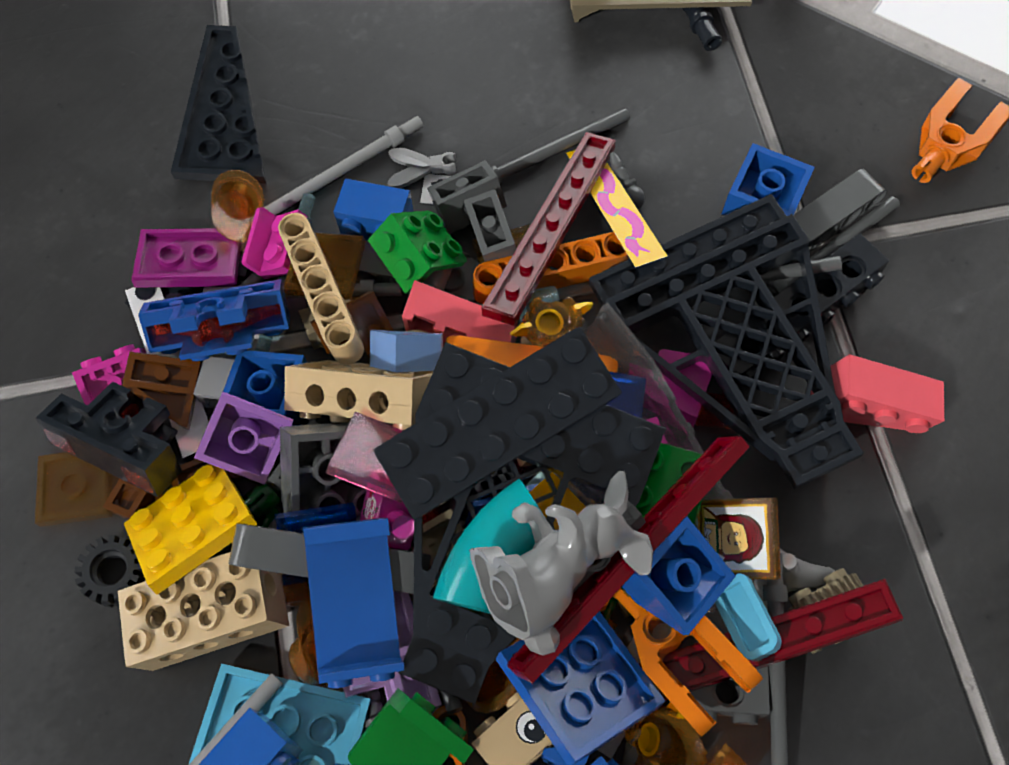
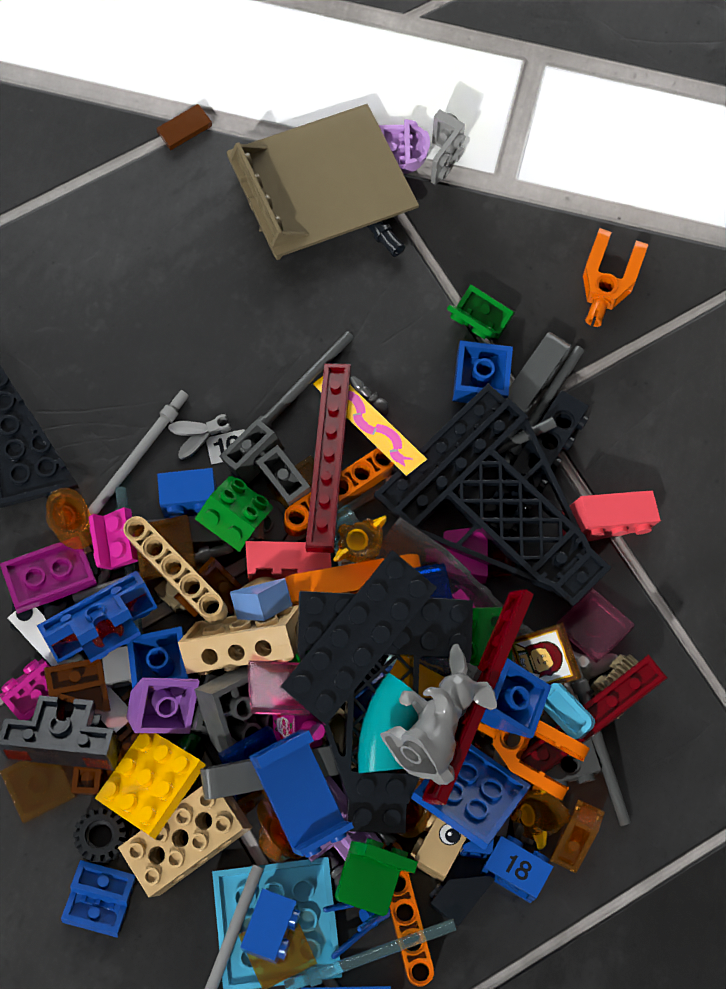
camera: 25 degrees left, 5 degrees up
(76, 648) = (98, 898): none -> blue slope
(788, 128) = (482, 312): none -> green bracket
(819, 525) = (596, 625): none -> clear pink tile

